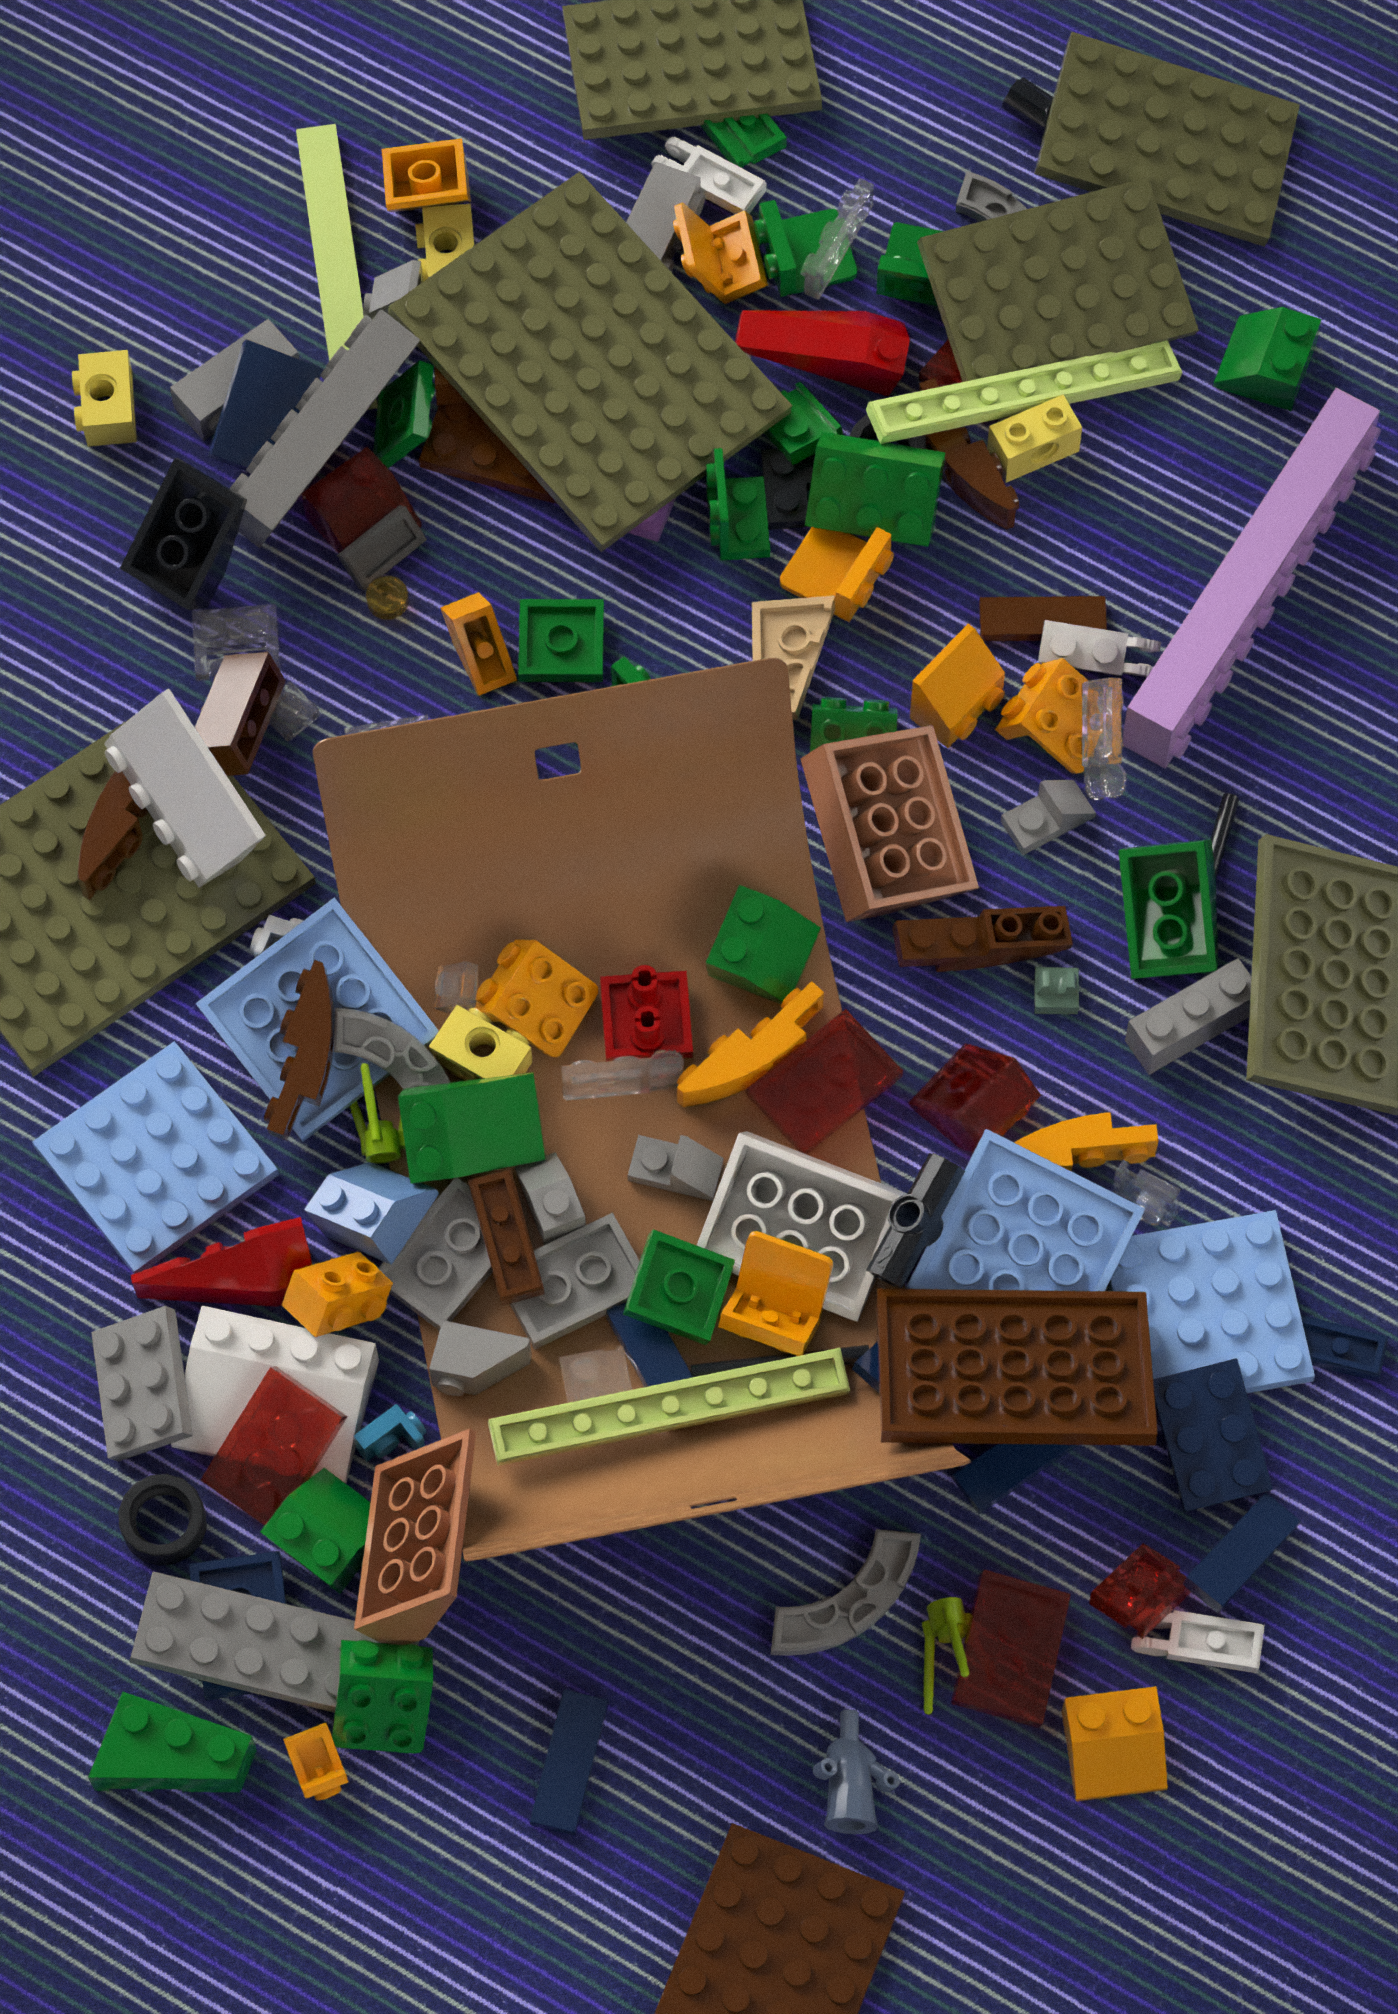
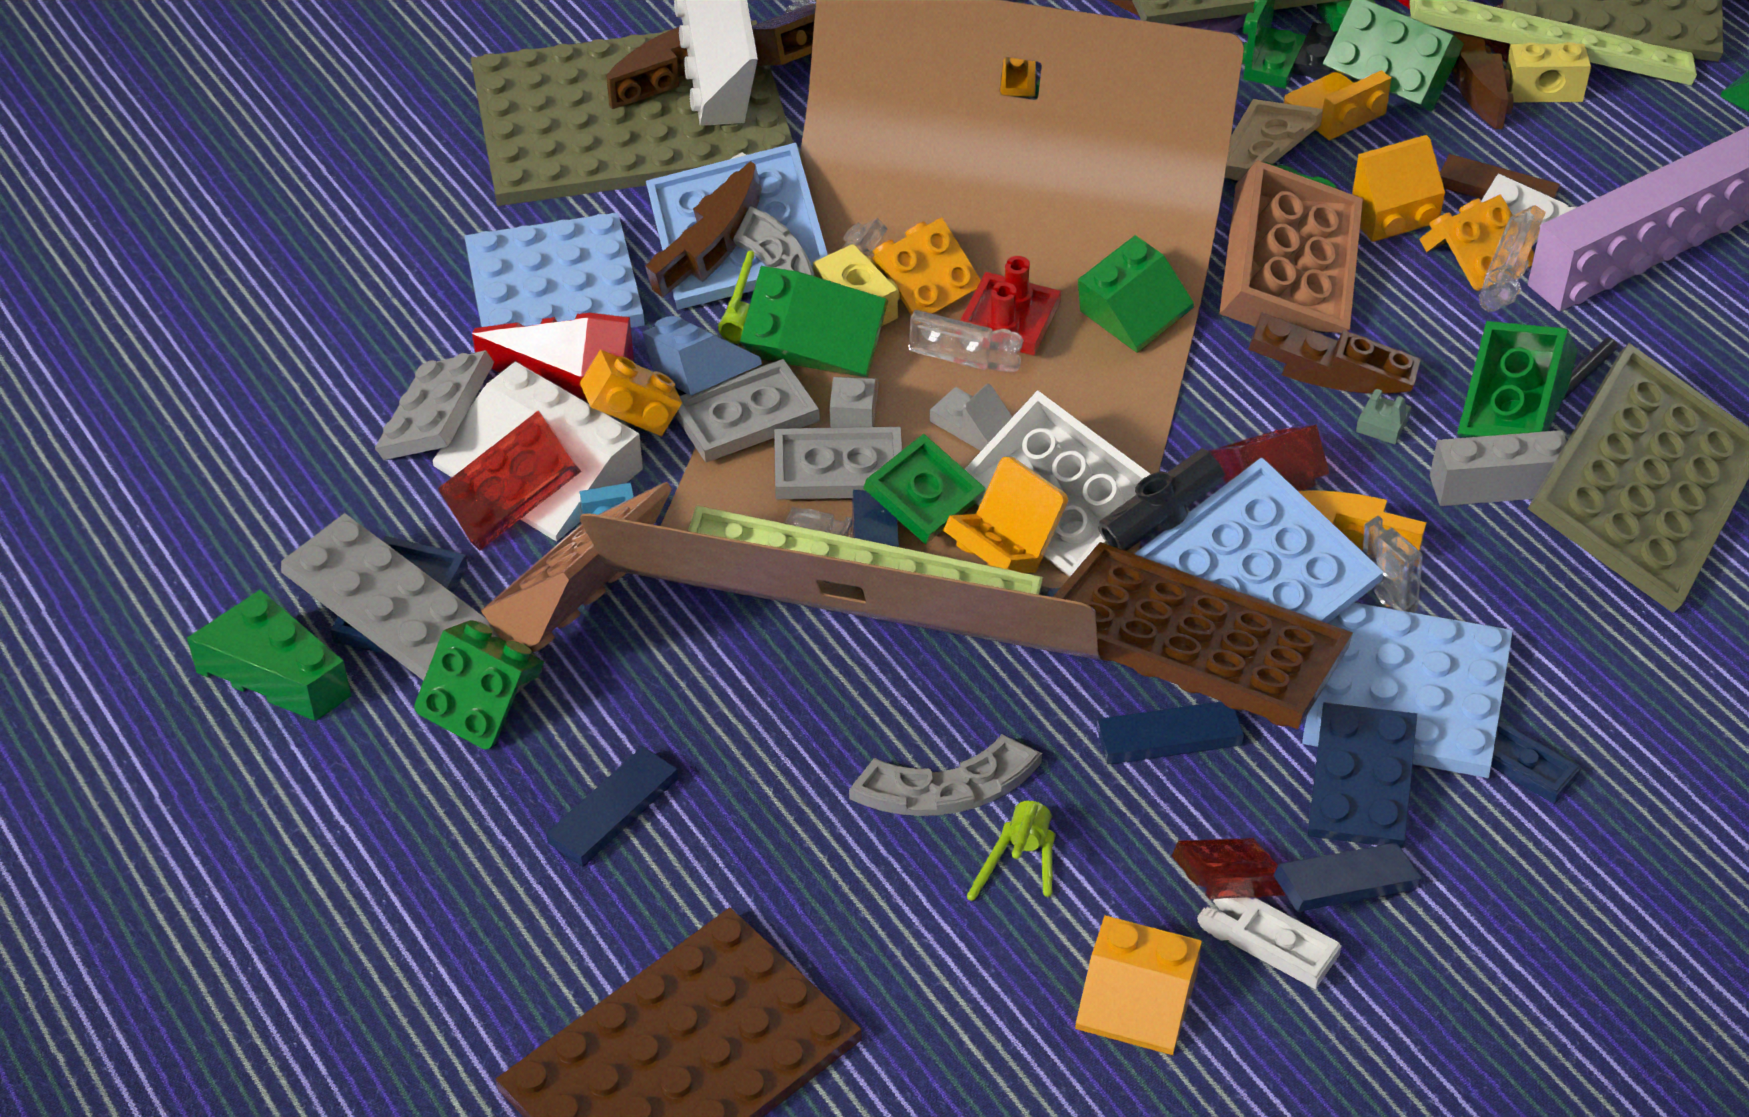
camera: 25 degrees right, 20 degrees down
(157, 1486) = (383, 479): black tyre -> none
(316, 1762) = (390, 714): light orange bracket -> none
(323, 1528) = (505, 544): green slope -> none
(475, 1358) = (720, 480): light grey slope -> none
(506, 1237) = (797, 407): reddish brown tile -> none
(740, 1061) = (1076, 367): light orange slope -> none
(824, 1082) = (1141, 403): clear red plate -> none
(850, 1784) = (855, 925): sand blue piece -> none
(1011, 1648) = (1076, 870): clear red plate -> none
(1047, 816) = (1444, 304): light grey slope -> none

